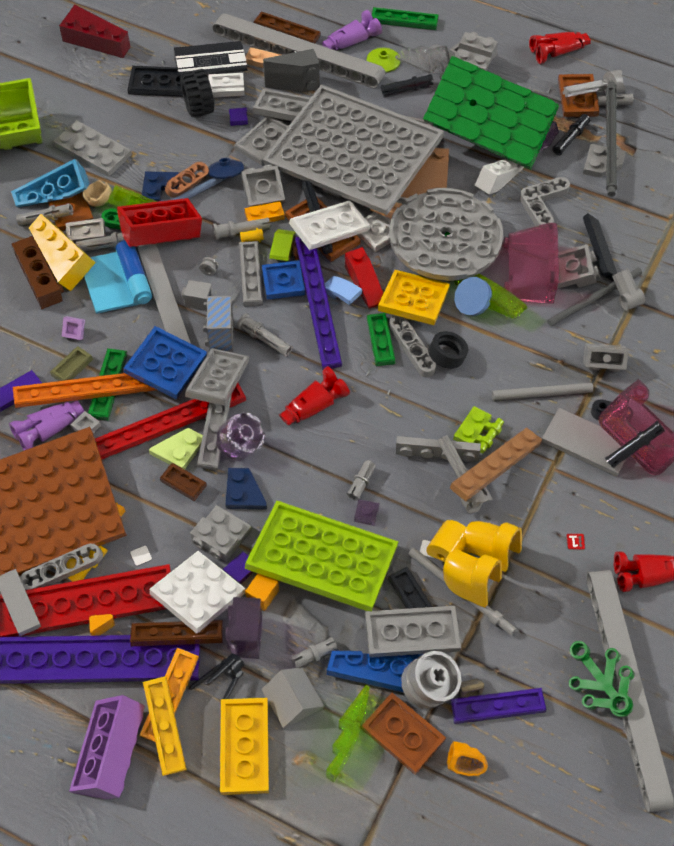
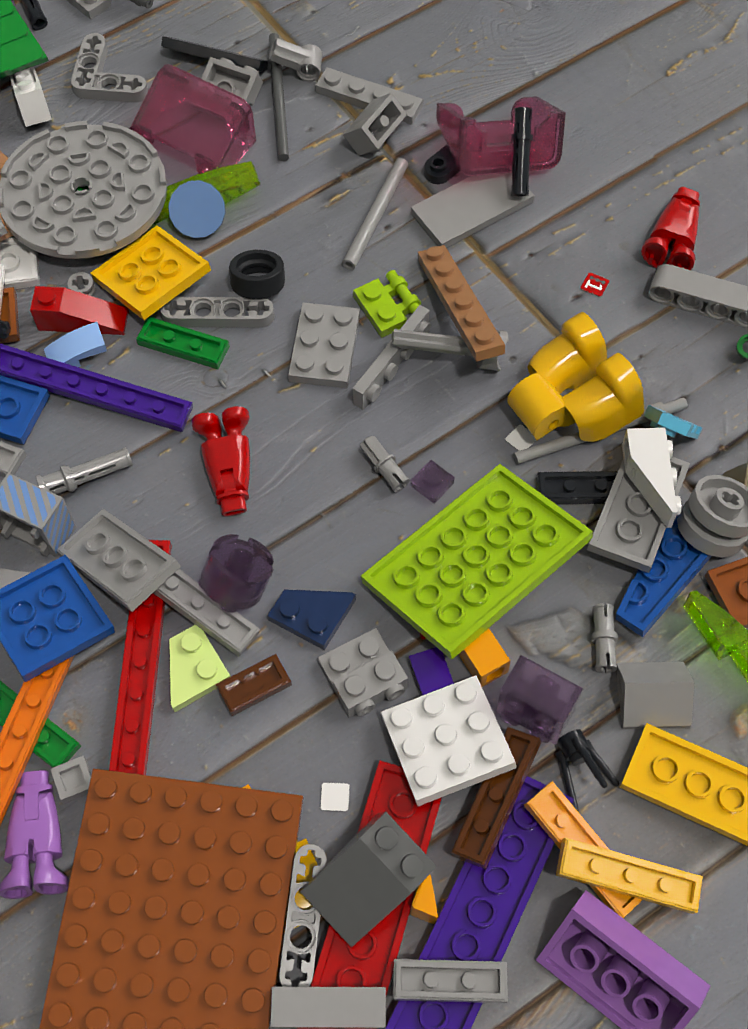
camera: 60 degrees left, 5 degrees up
(59, 656) = (450, 981): none -> light grey tile
(94, 585) = (368, 878): none -> dark grey slope
(385, 266) = (79, 279): none -> light grey bush
(426, 411) = (324, 345): none -> light grey plate
(440, 618) = (649, 468): none -> white slope
(484, 626) = (671, 423): none -> medium azure wing
(632, 339) = (362, 92): none -> light grey plate

